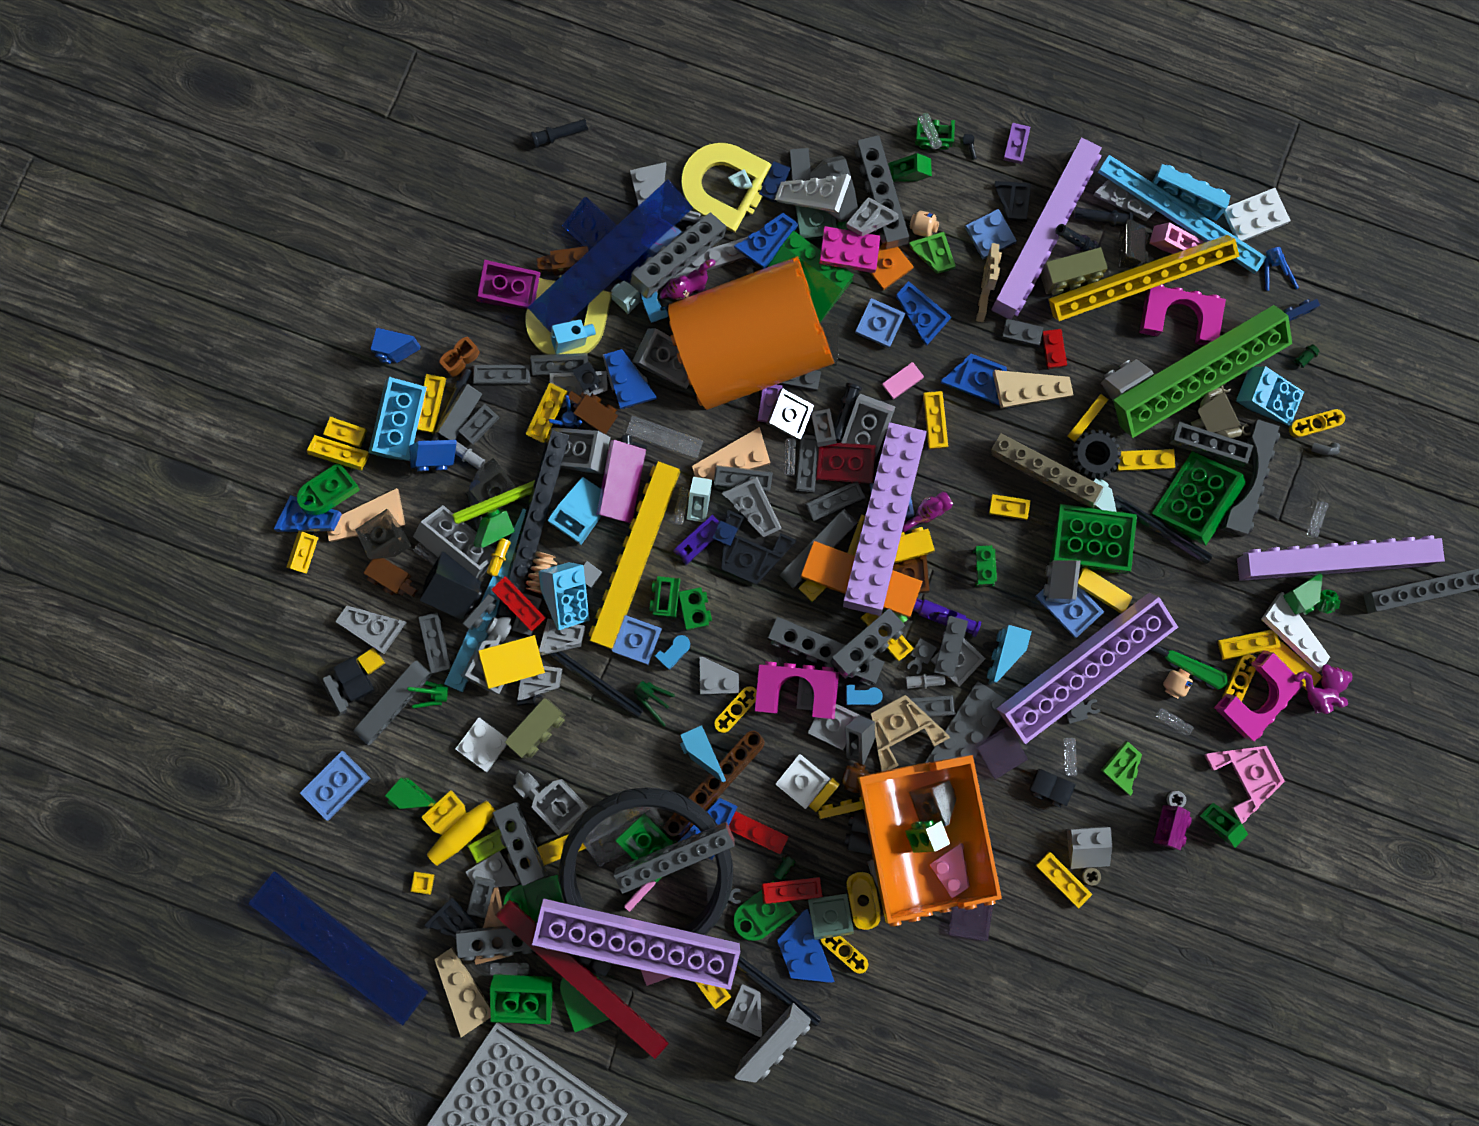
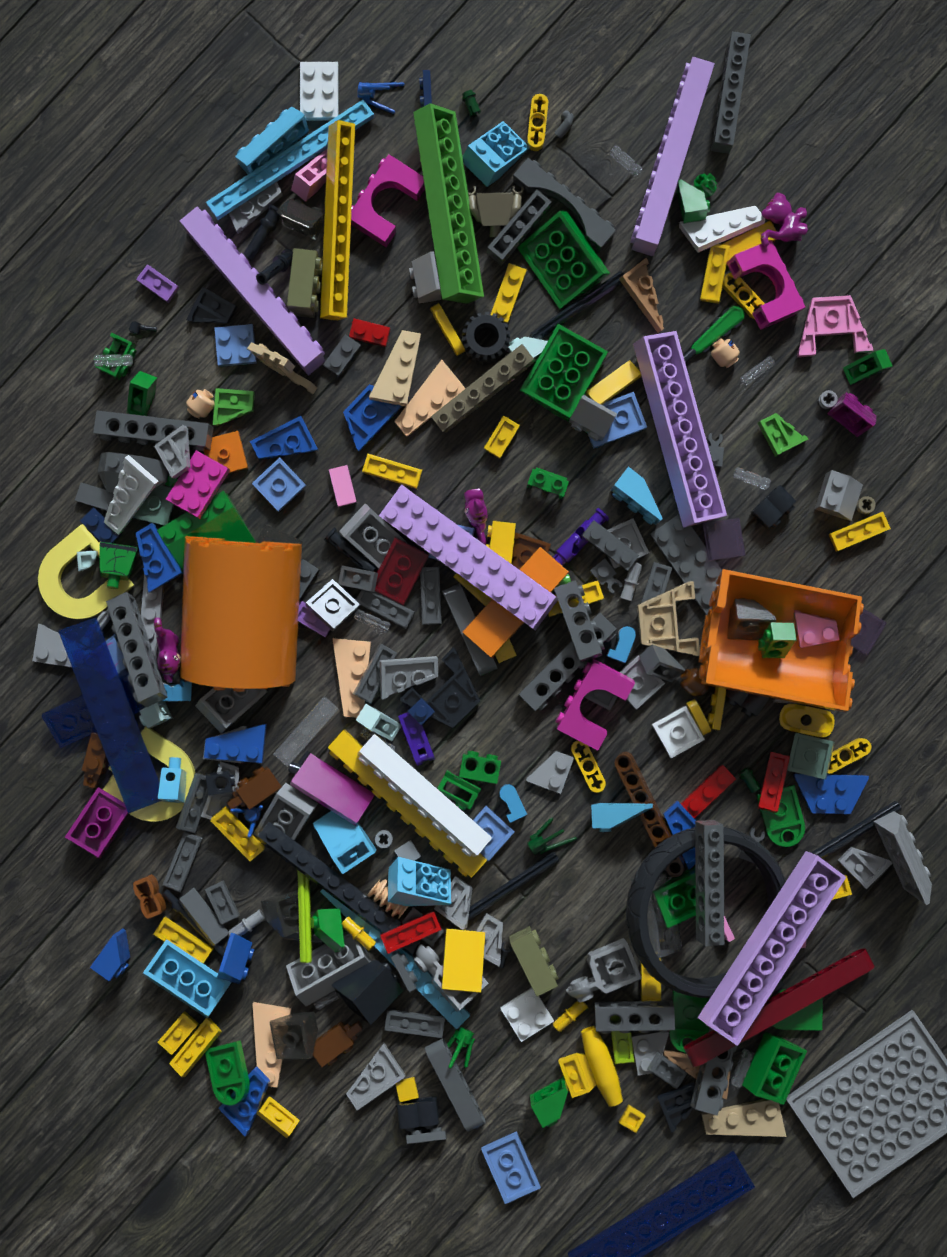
camera: 70 degrees left, 5 degrees up
(497, 785) = (569, 1016): none -> yellow axle
(592, 542) = (377, 838): none -> light grey bush
(648, 565) = (424, 796): none -> white brick
(749, 207) = (116, 562): none -> green torso
(1019, 427) = (433, 395): none -> light nougat wing
(1204, 580) = (641, 289): none -> medium nougat wing

